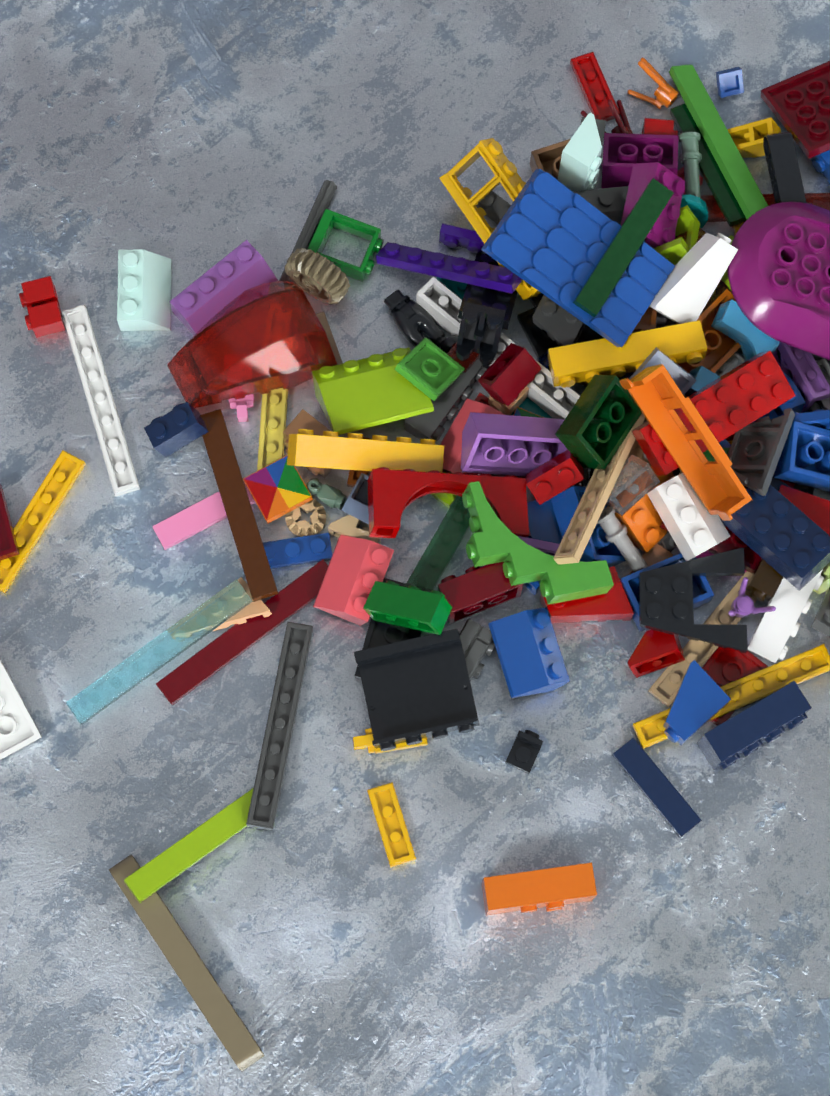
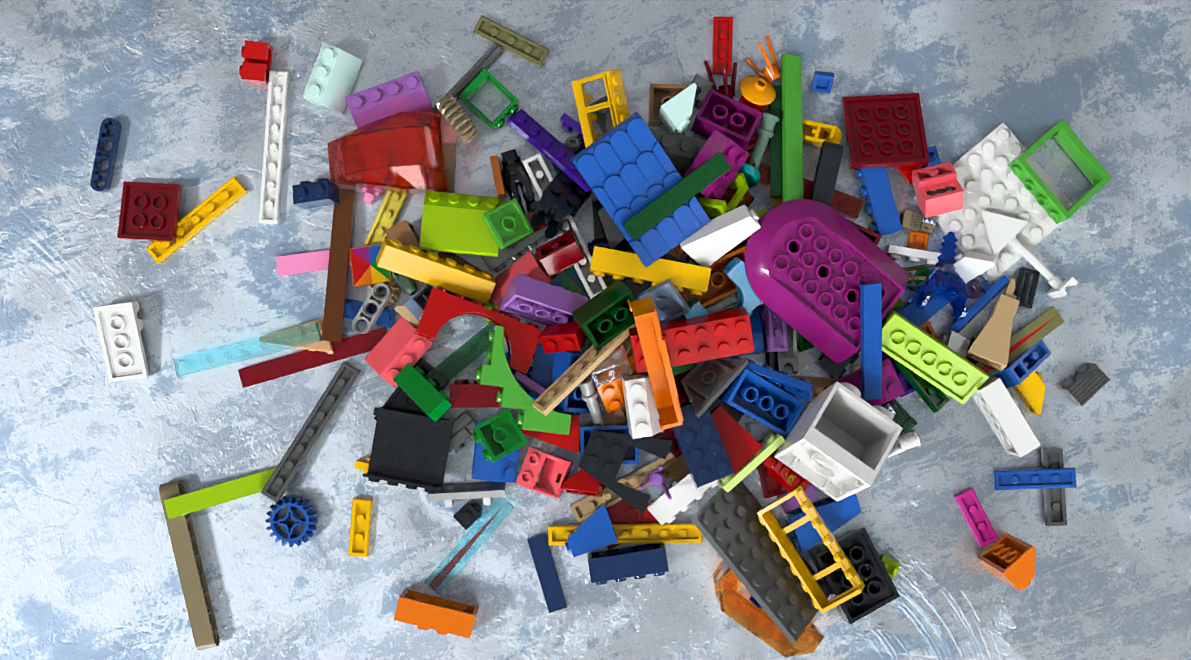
camera: 25 degrees right, 15 degrees up
(301, 525) = (364, 314): none -> light grey beam
(311, 845) = (289, 537): none -> blue gear
(343, 172) = (511, 41): none -> olive tile
(393, 323) = (498, 176): none -> dark orange tile
(467, 252) = (572, 139): none -> dark grey pin
(526, 624) = (499, 436): none -> green plate
(532, 711) = (483, 490): none -> light grey hinge
(540, 792) = (469, 544): none -> clear light blue tile
(609, 663) = (554, 470): none -> coral piece
(659, 115) = (757, 90): none -> light orange dish

